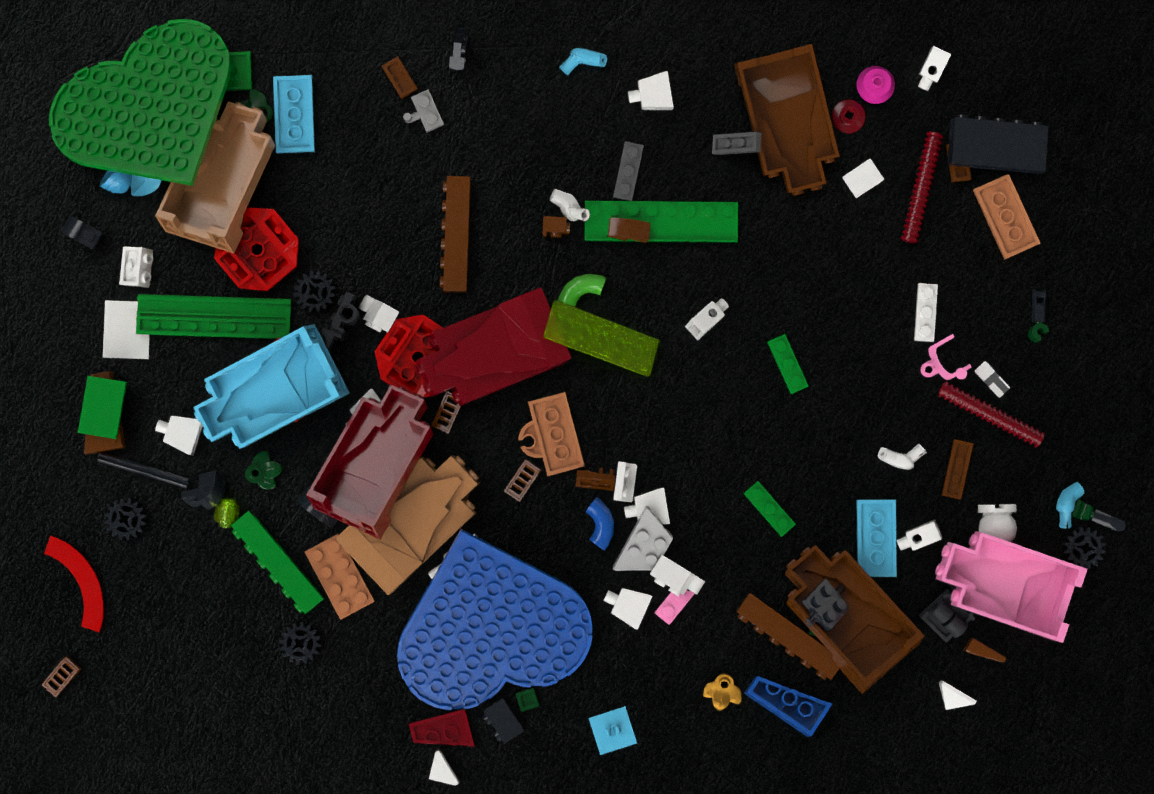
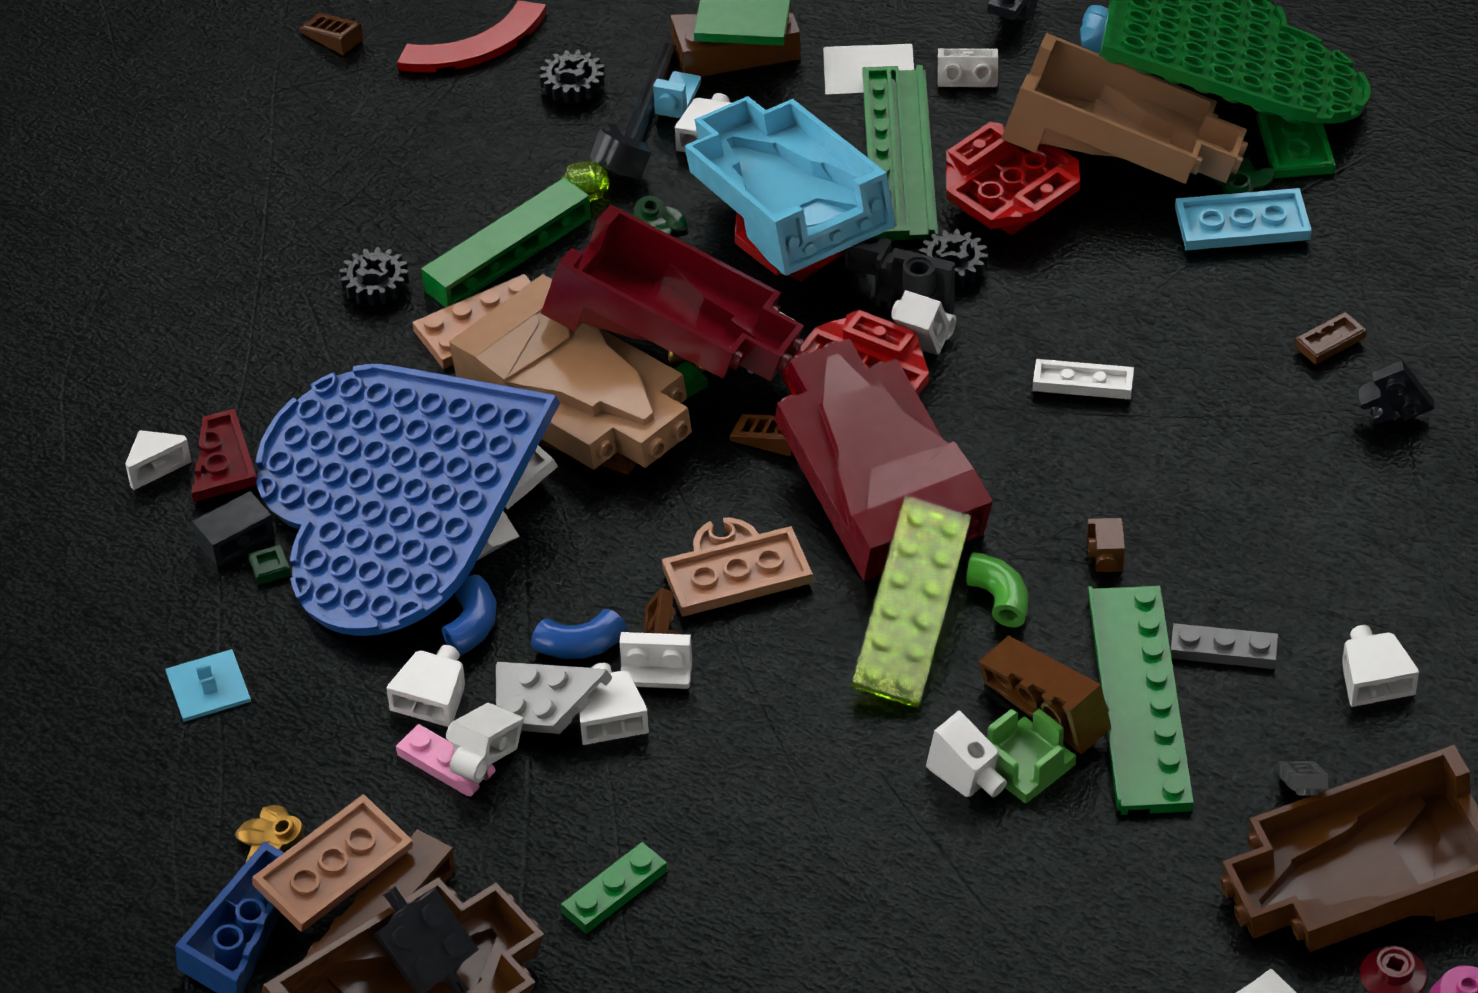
camera: 90 degrees right, 40 degrees down
(146, 452) = (675, 95): none -> medium azure bracket
(421, 225) = (1083, 379): none -> white plate
(426, 111) = (1277, 378): light grey plate -> none
(456, 234) = (1073, 421): reddish brown brick -> none
(523, 490) = (676, 532): reddish brown slope -> none
(569, 206) = (1147, 564): white arm -> none
(583, 56) = (1418, 561): medium azure arm -> none
(583, 580) = (476, 618): none -> blue cylinder
(628, 229) = (1115, 638): reddish brown slope -> none
(665, 271) = (1039, 682): none -> reddish brown wedge
(699, 286) = (1029, 752): none -> bright green panel
(765, 655) = (332, 862): none -> nougat plate
(787, 364) = (893, 900): green plate -> none

